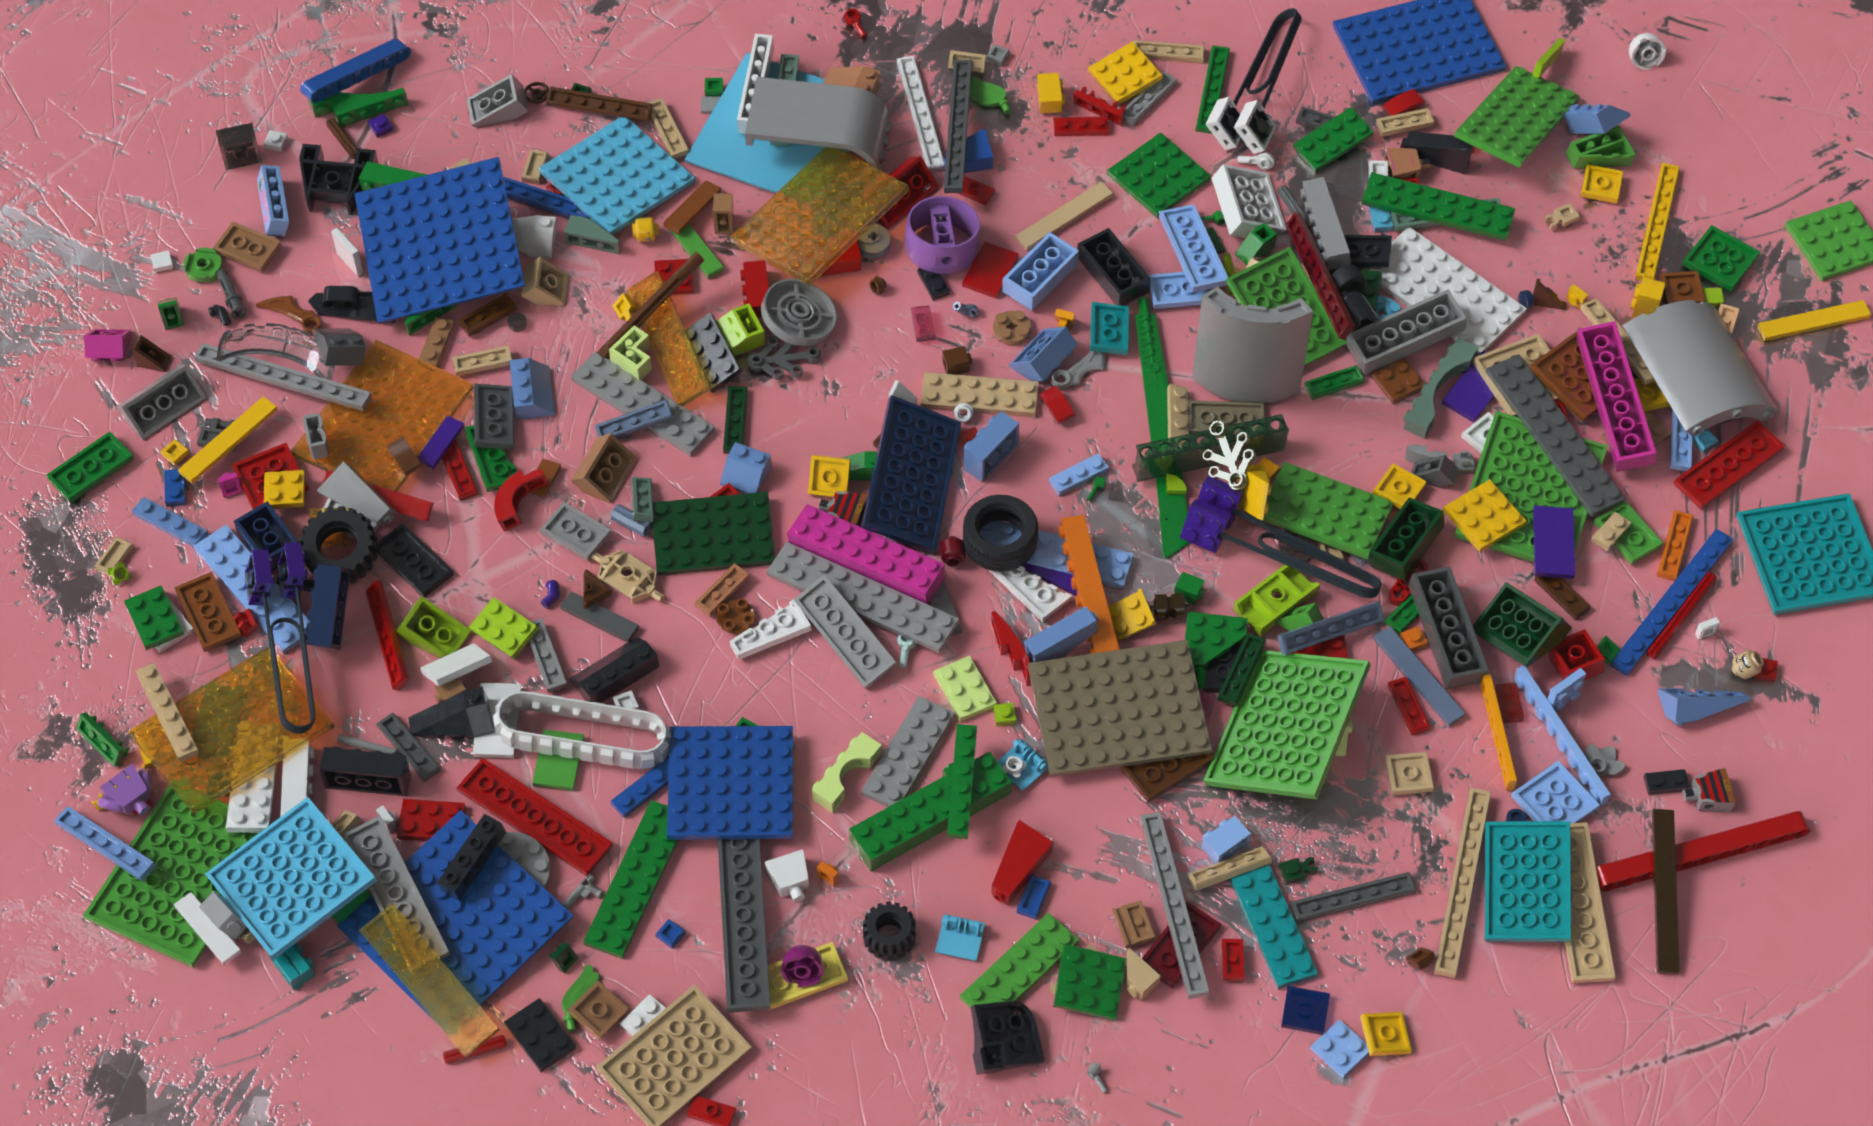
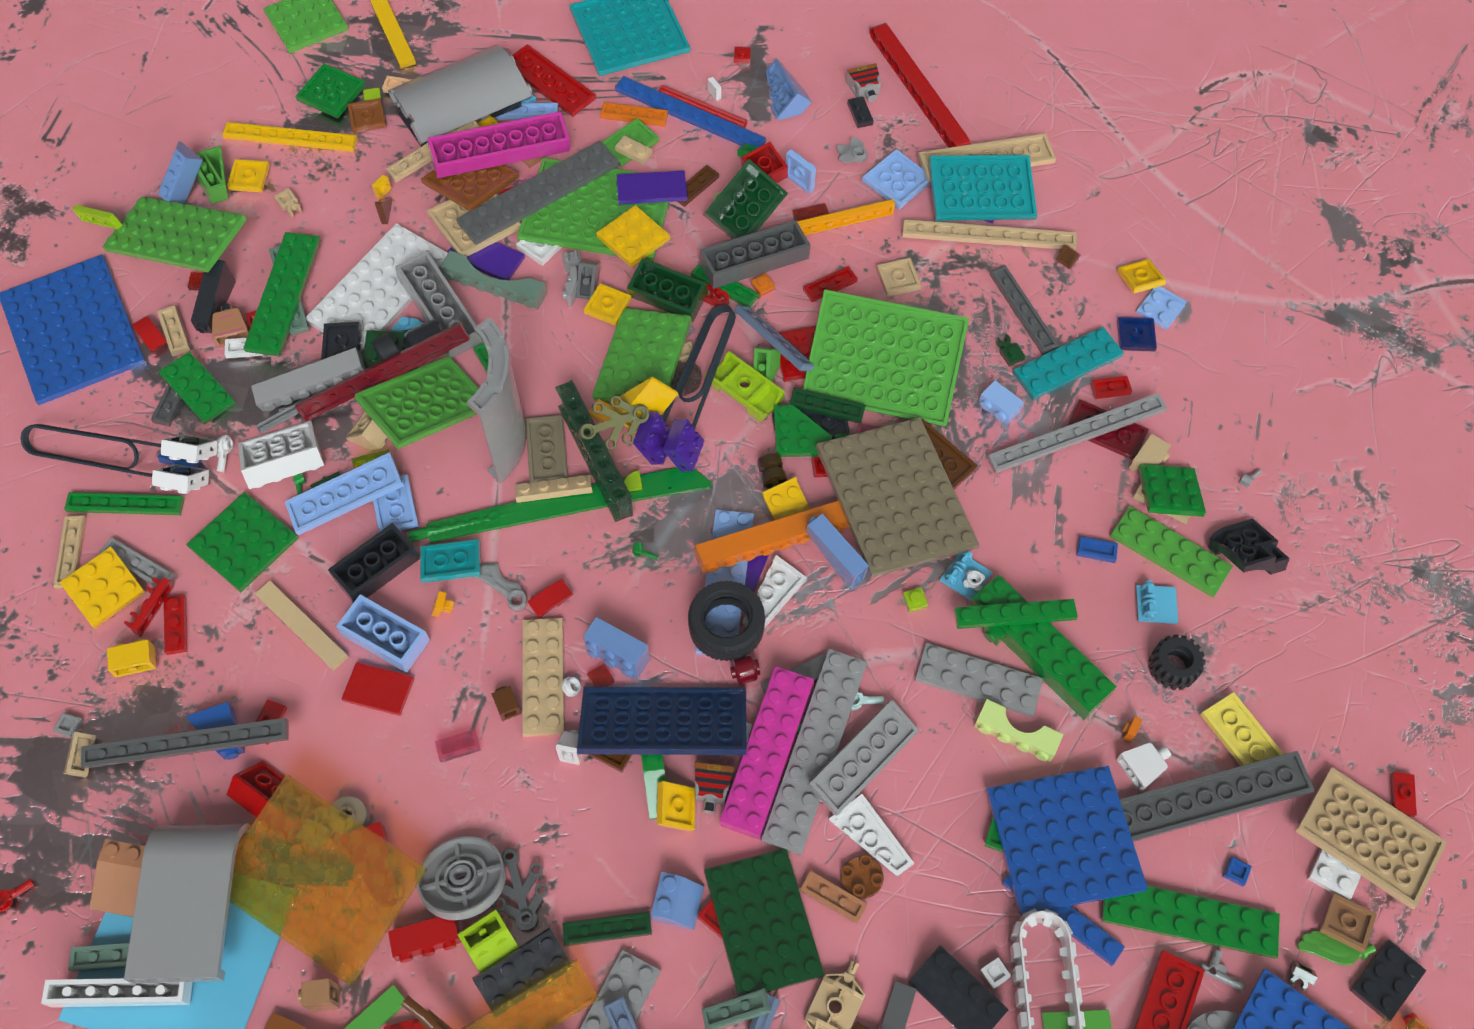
camera: 100 degrees left, 5 degrees up
(802, 966) = (1244, 728): magenta cylinder -> none
(878, 285) = (408, 802): reddish brown plate -> none
(920, 113) = (152, 798): white tile -> none
(933, 283) = (397, 745): black plate -> none
(943, 254) = (316, 741): medium lavender cylinder -> none
(964, 688) = (895, 639): yellowish green plate -> none
(966, 309) = (433, 703): sand blue arm -> none
(989, 95) = (130, 722): bright green animal -> none
(1010, 644) = (840, 603): red slope -> none
(1011, 318) = (458, 646): medium nougat plate -> none
(1021, 859) = (1071, 563): red slope -> none
(1044, 353) = (487, 619): medium blue slope -> none
(1078, 474) = (630, 570): light blue plate -> none
(1133, 924) = (1101, 465): medium nougat plate -> none
(1191, 587) = (747, 457): green brick -> none
(1229, 868) = (1032, 405): tan tile -> none
(1257, 243) = (336, 439): green slope -> none
(1380, 219) = (295, 343): medium azure plate -> none
(1398, 380) = (486, 308): dark orange plate -> none
(1419, 676) = (799, 278): sand blue tile -> none
(1516, 815) = (919, 205): dark blue tile -> none
(1526, 299) = (386, 223): dark blue tile -> none
(1562, 736) = (836, 177): light blue plate -> none
(1646, 51) = (88, 146): white cylinder -> none
(1648, 296) = (382, 134): yellow brick -> none
(1665, 891) = (964, 103): dark brown tile -> none
(1747, 664) = (745, 61): tan head -> none

